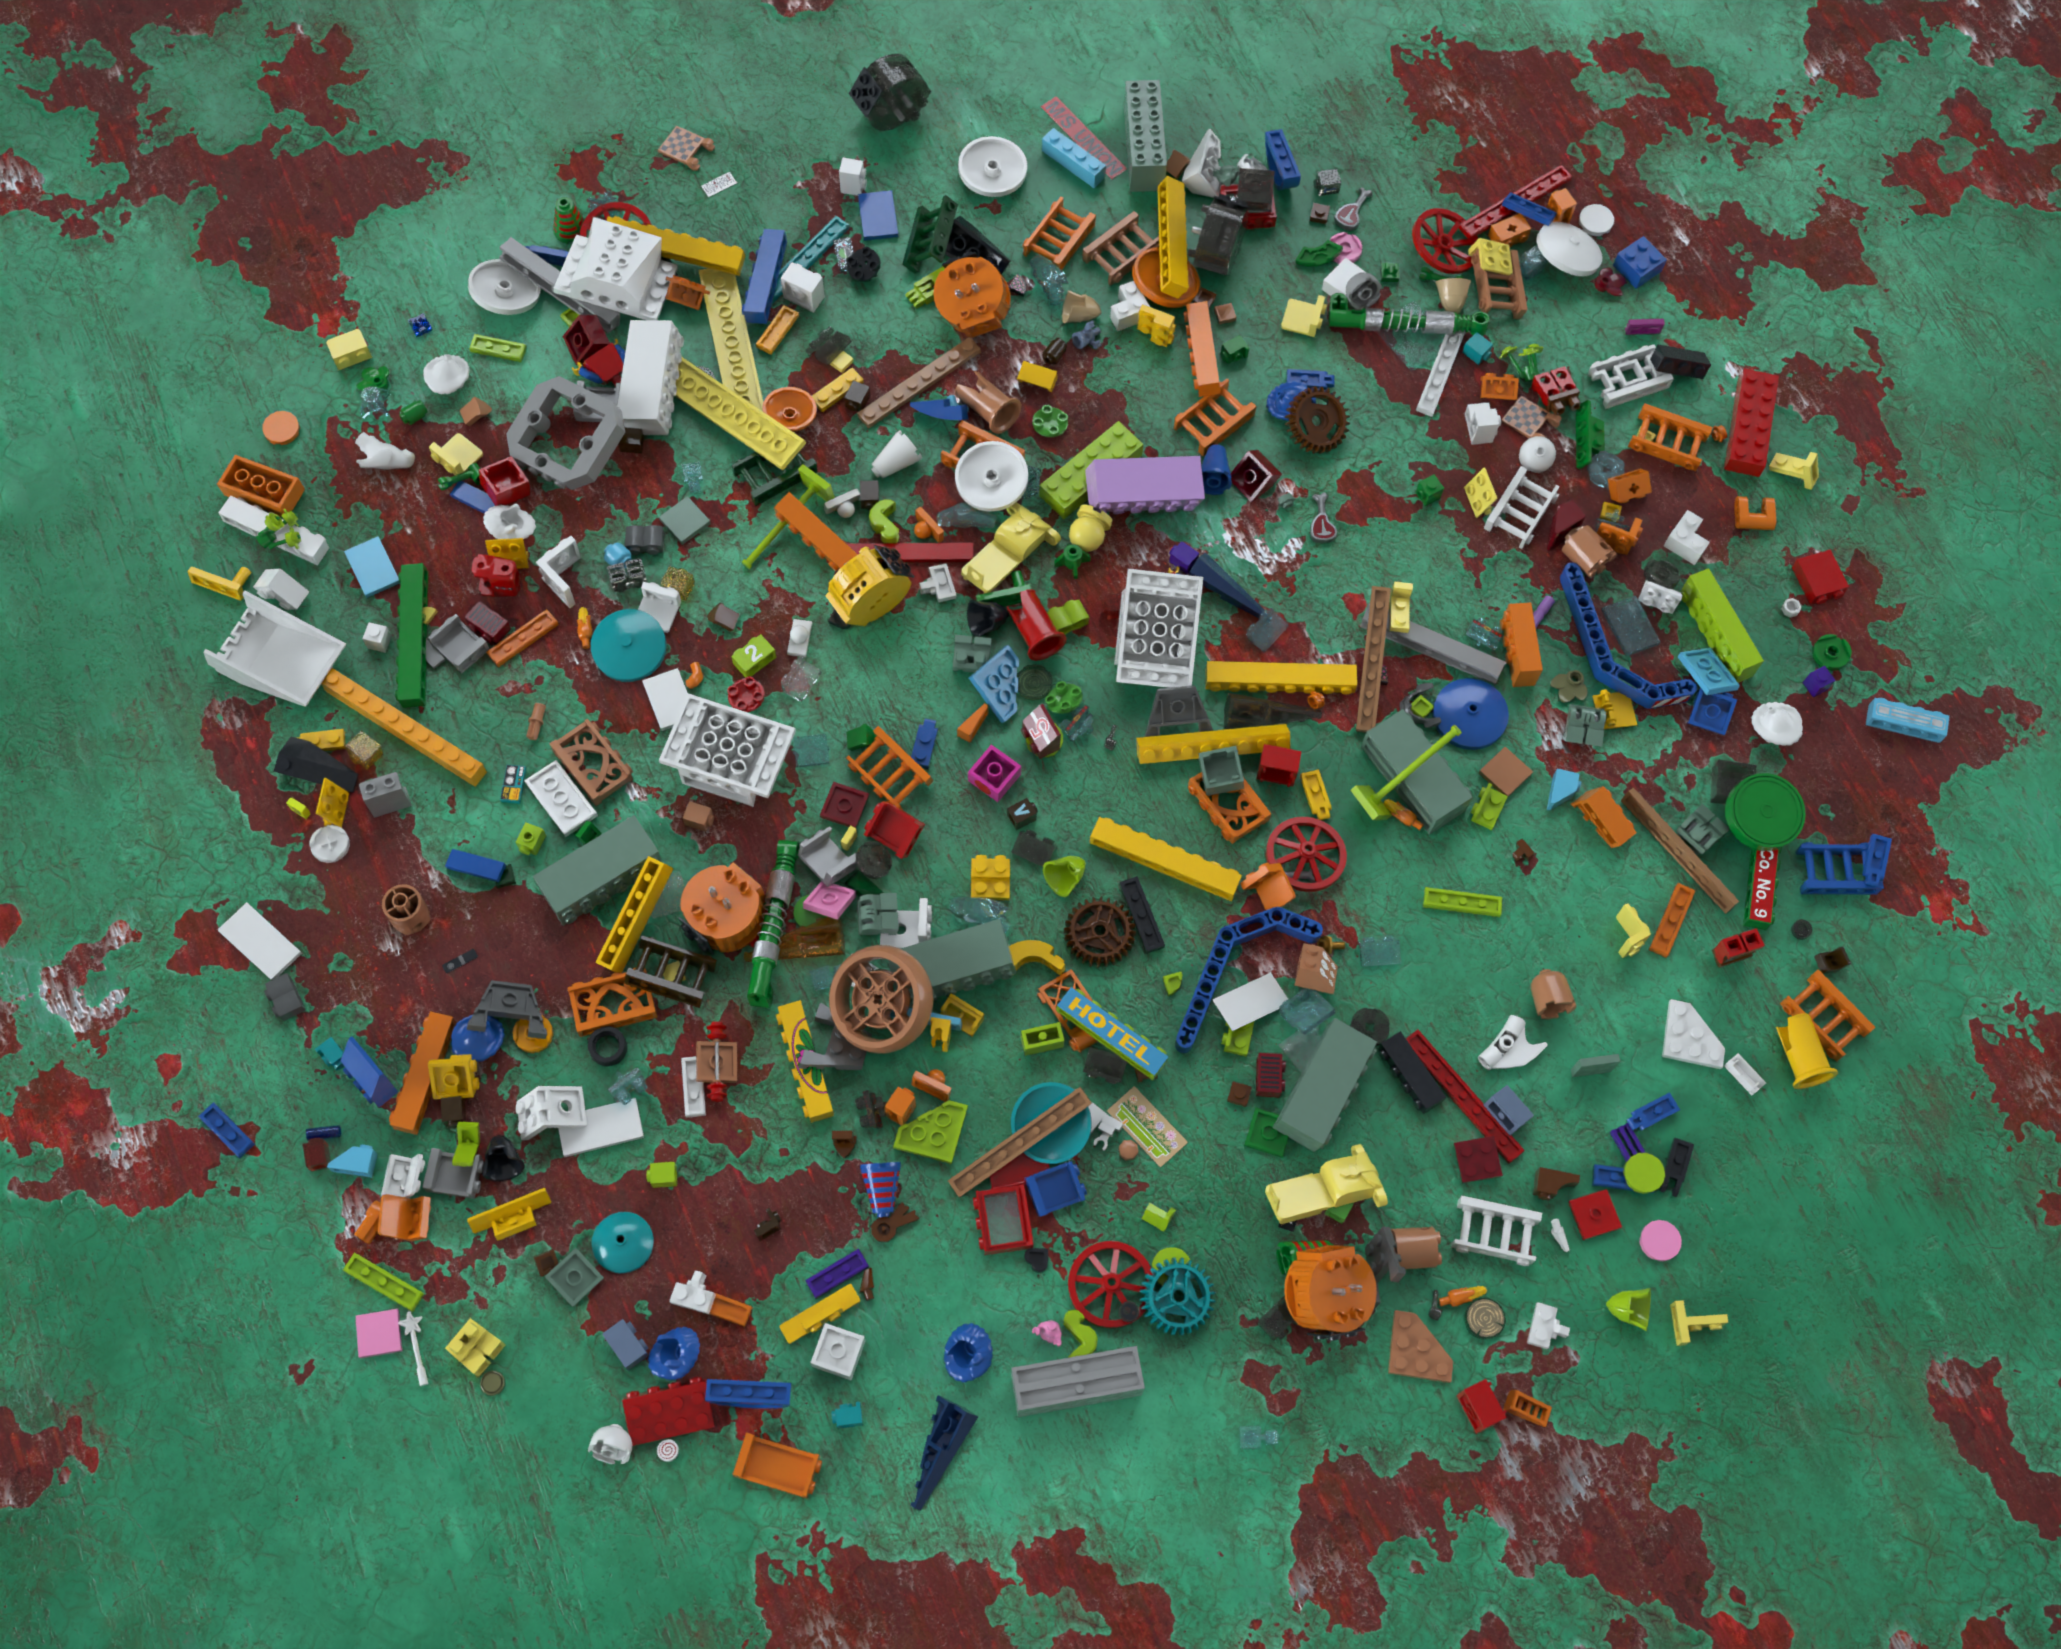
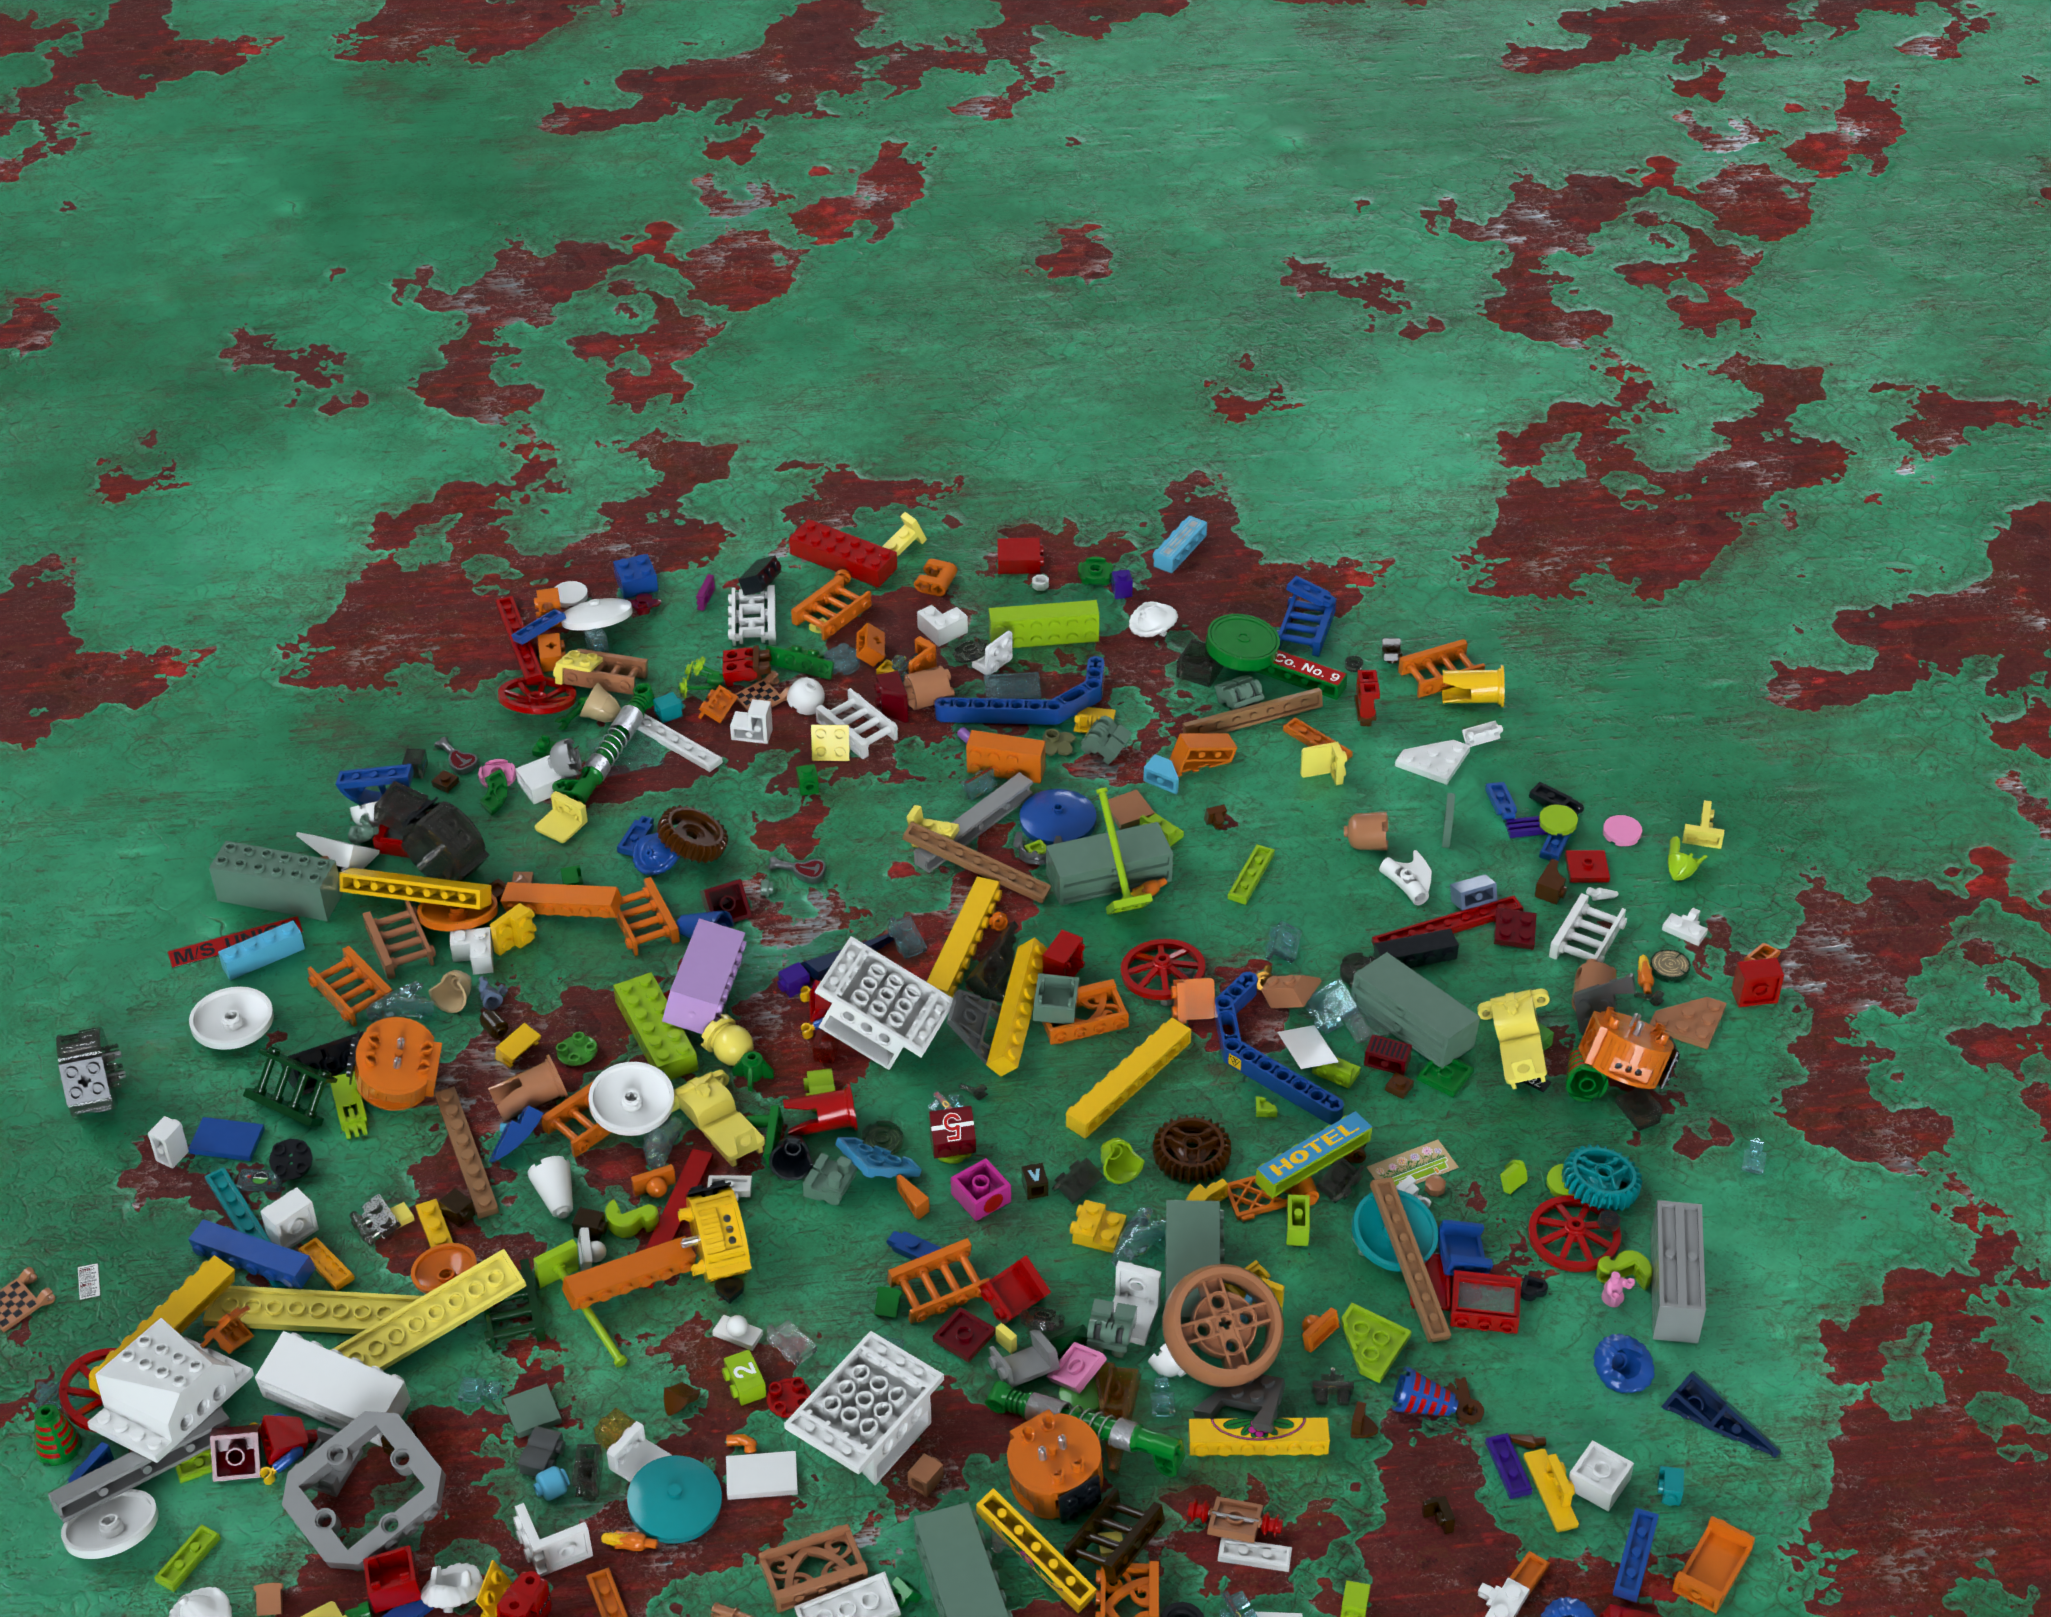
camera: 70 degrees left, 25 degrees down
(900, 1105) = (1340, 1353): orange brick -> none
(1064, 698) = (913, 1114): bright green dish -> none
(1142, 915) = (1163, 1111): black plate -> none
(1316, 794) = (1105, 946): yellow hinge -> none
(1708, 671) = (1084, 645): medium azure tile -> none
(1712, 711) = (1123, 656): blue plate -> none

